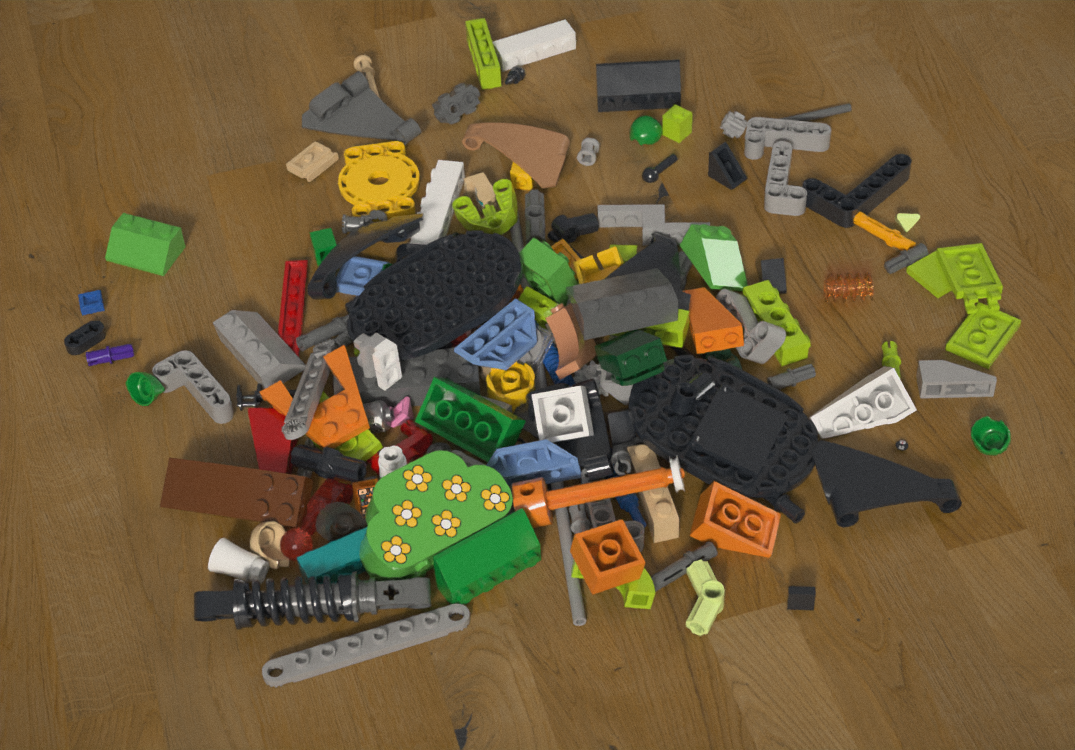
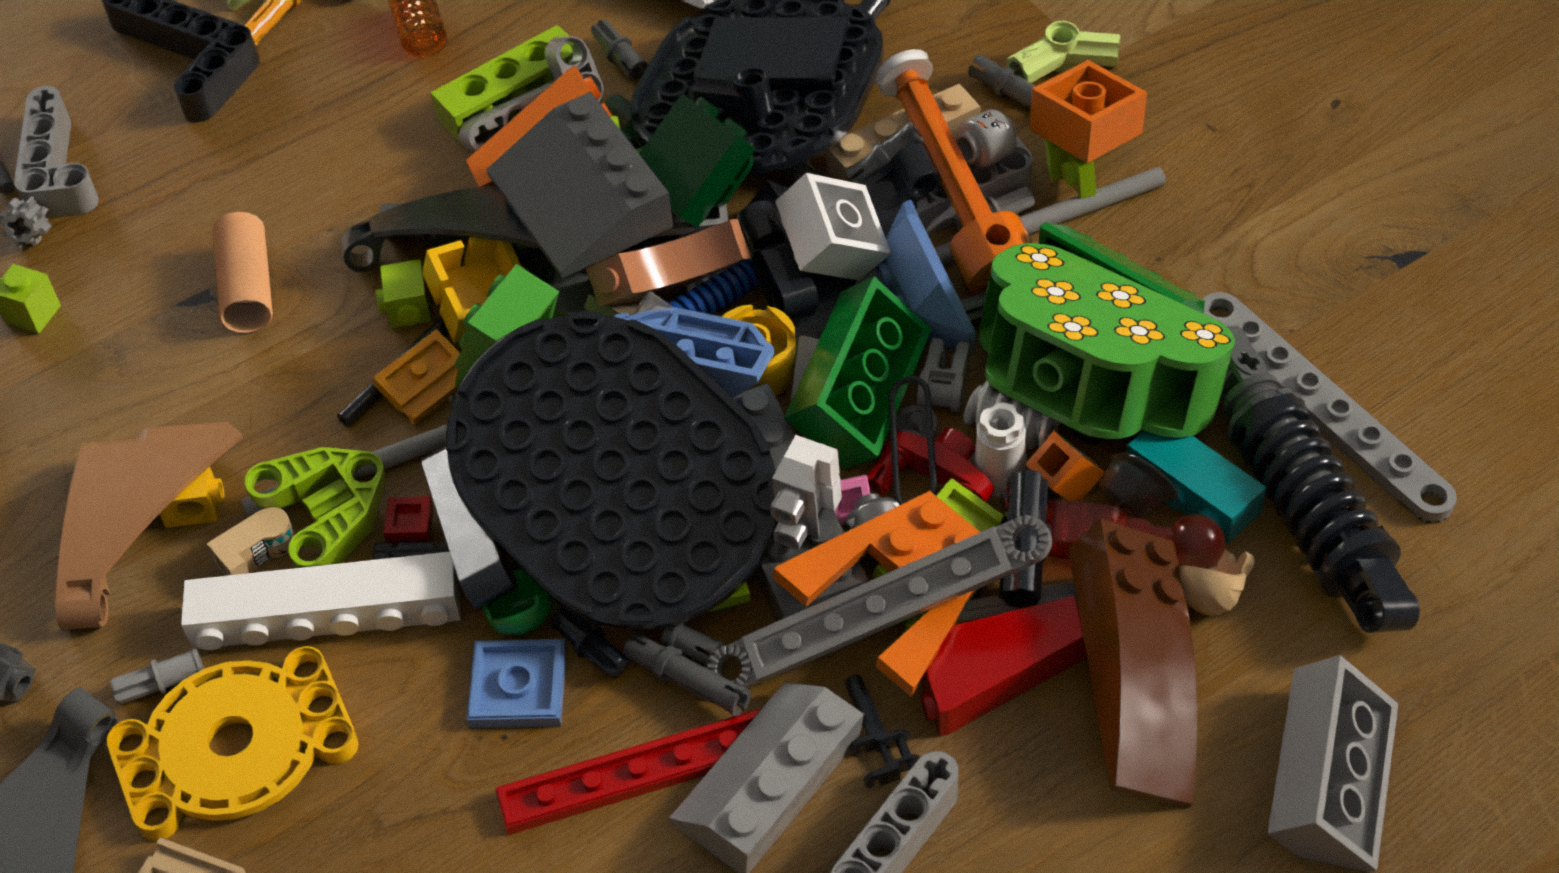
camera: 105 degrees left, 5 degrees up
(141, 563) = (1334, 766): none -> light grey slope
(237, 562) = (1269, 618): white plant -> none
(322, 243) = (455, 764): green brick -> none
(354, 222) = (374, 722): dark grey connector -> none
(393, 230) = (461, 662): black panel -> none
(415, 429) = (893, 434): none -> black piece
(425, 160) = (155, 677): none -> light grey axle
(534, 216) = (318, 430): dark grey piece -> none
(571, 228) = (337, 377): black piece -> none
(588, 151) = (111, 413): light grey bush -> none
(614, 507) = (986, 138): none -> light grey head
(645, 130) = (39, 350): green hair -> none
(648, 217) = (307, 275): light grey bracket -> none
(652, 174) = (156, 320): black bar -> none
(676, 199) = (242, 272): none -> light nougat piece
(715, 256) = (378, 171): bright green slope -> none
(724, 167) = (142, 215): black slope -> none
(734, 522) = (937, 37): orange slope -> none
(774, 272) = (392, 112): black slope -> none
(780, 196) = (166, 142): light grey beam -> none

